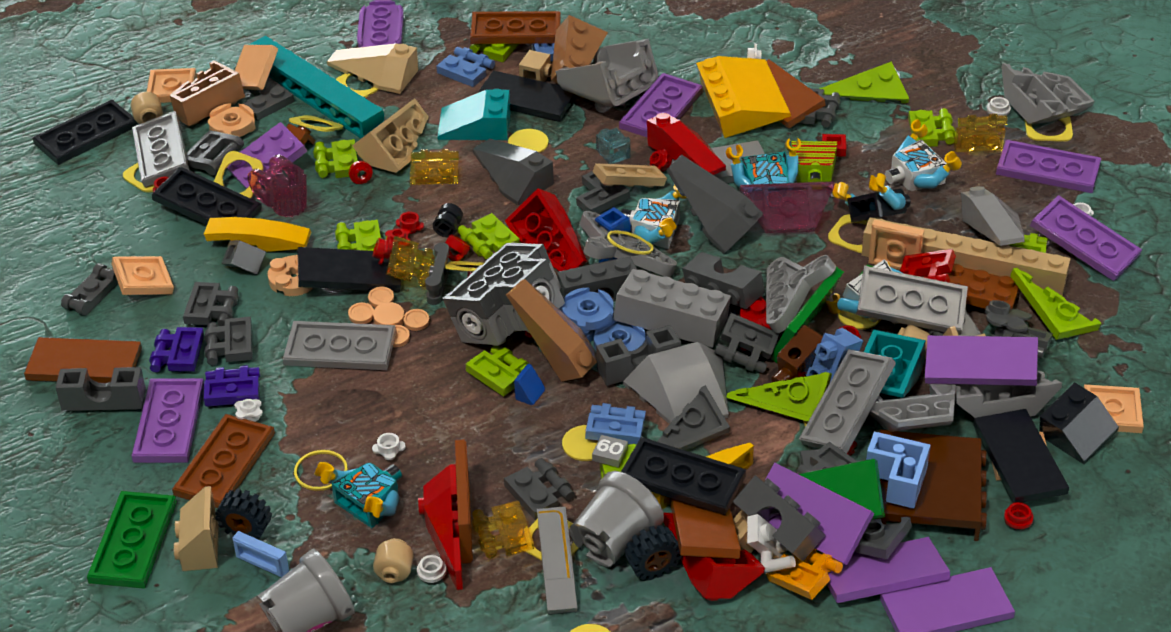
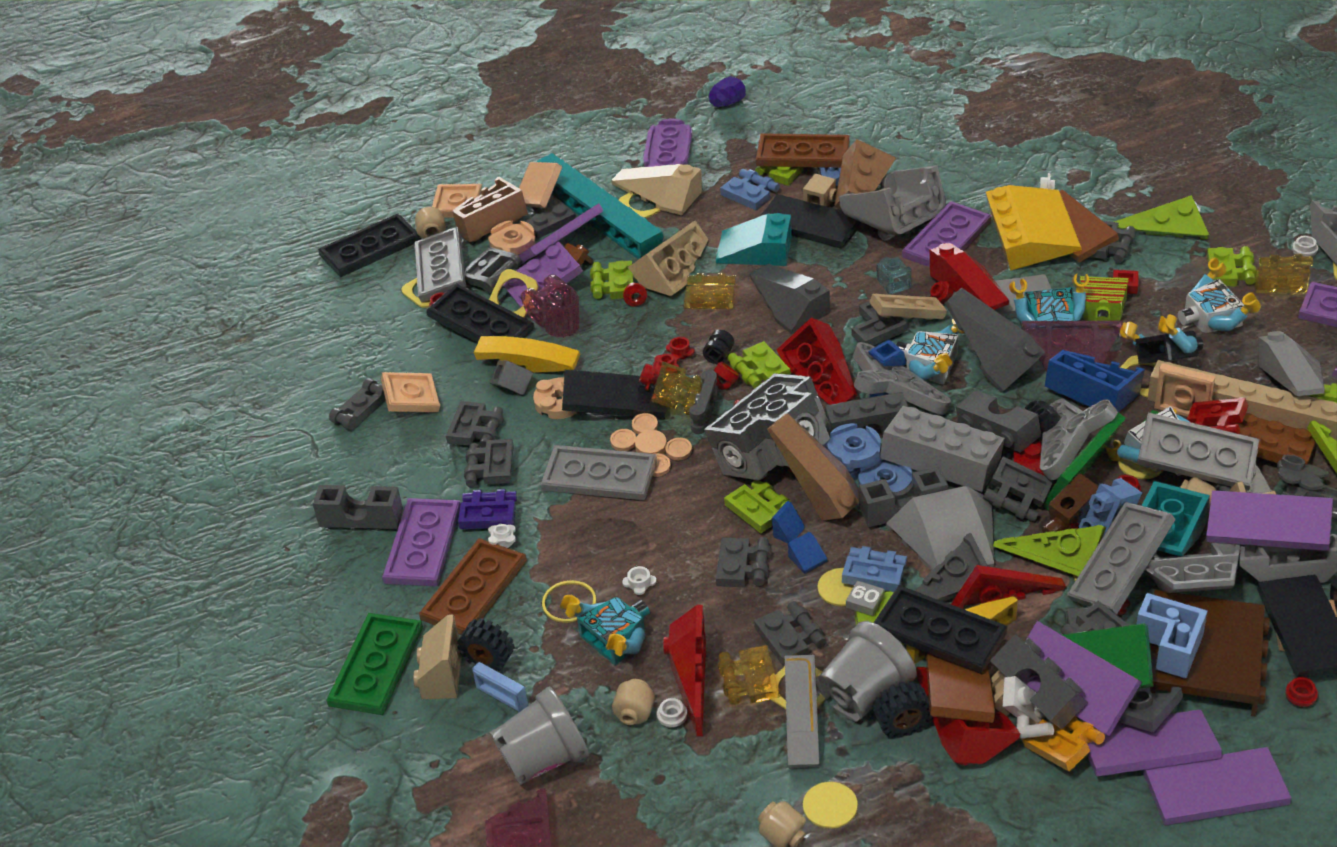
camera: 10 degrees right, 0 degrees up
(97, 356) = (353, 471): dark orange tile -> none
(184, 349) = (443, 472): dark purple plate -> none
(281, 114) = (560, 233): none -> medium lavender tile
(297, 120) = (576, 240): light yellow piece -> none
(364, 233) = (633, 358): lime plate -> none
(453, 265) = (719, 394): light yellow piece -> none
(463, 501) = (709, 643): dark orange tile -> none
(479, 424) = (734, 558): none -> dark grey plate
(529, 139) = (809, 266): light yellow piece -> none
(549, 412) = (806, 552): none -> blue slope
(626, 249) = (900, 385): light yellow piece -> none
(731, 431) = (993, 584): none -> red wing
(770, 272) = (1047, 414): none -> black plate
(809, 240) = (1091, 381): none -> blue wedge

